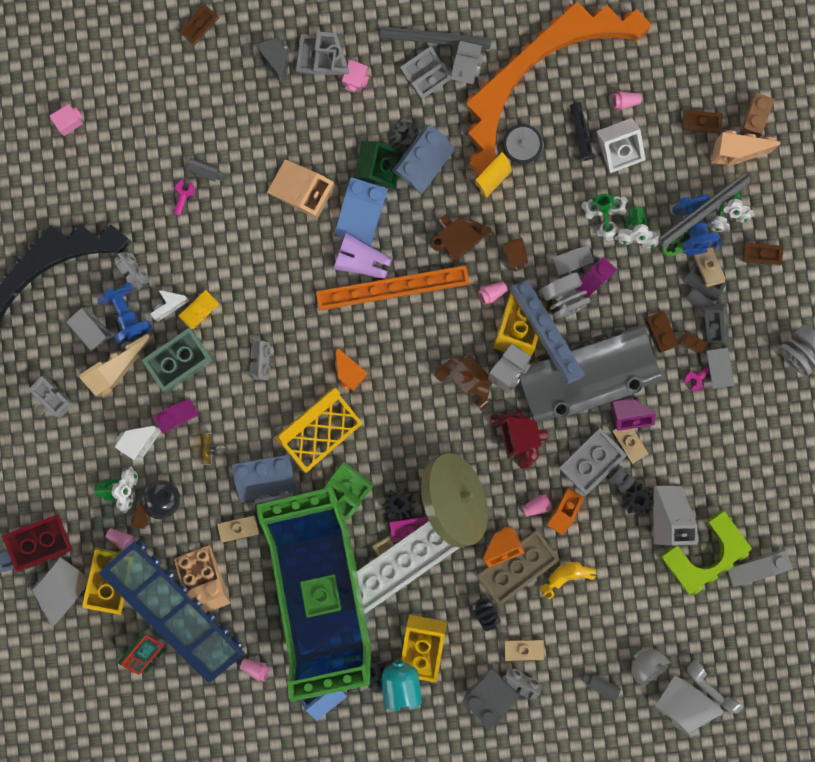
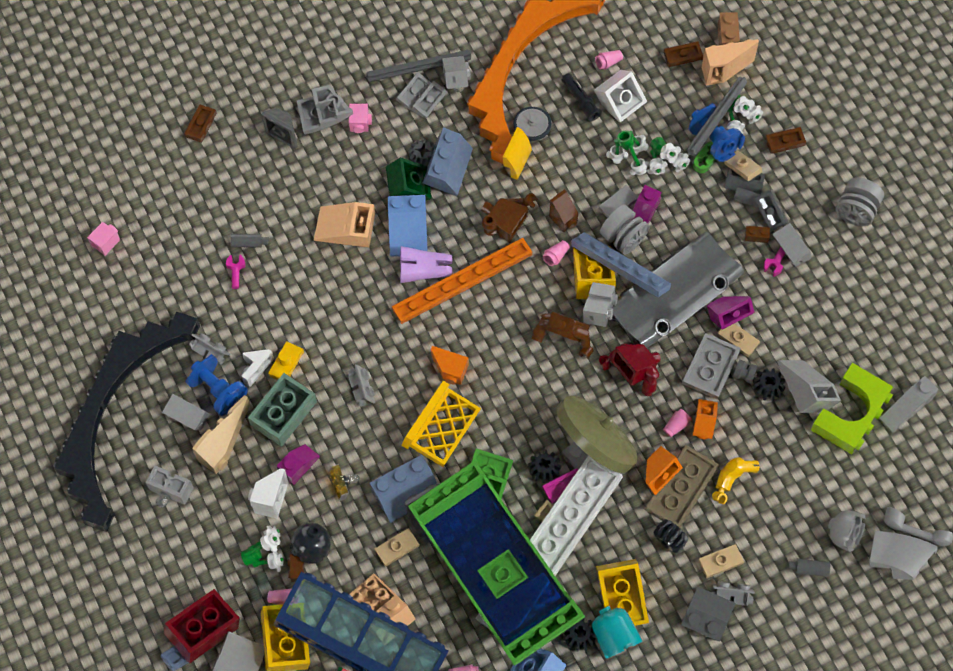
camera: 20 degrees left, 20 degrees down
(662, 331) = (725, 235): reddish brown plate -> none

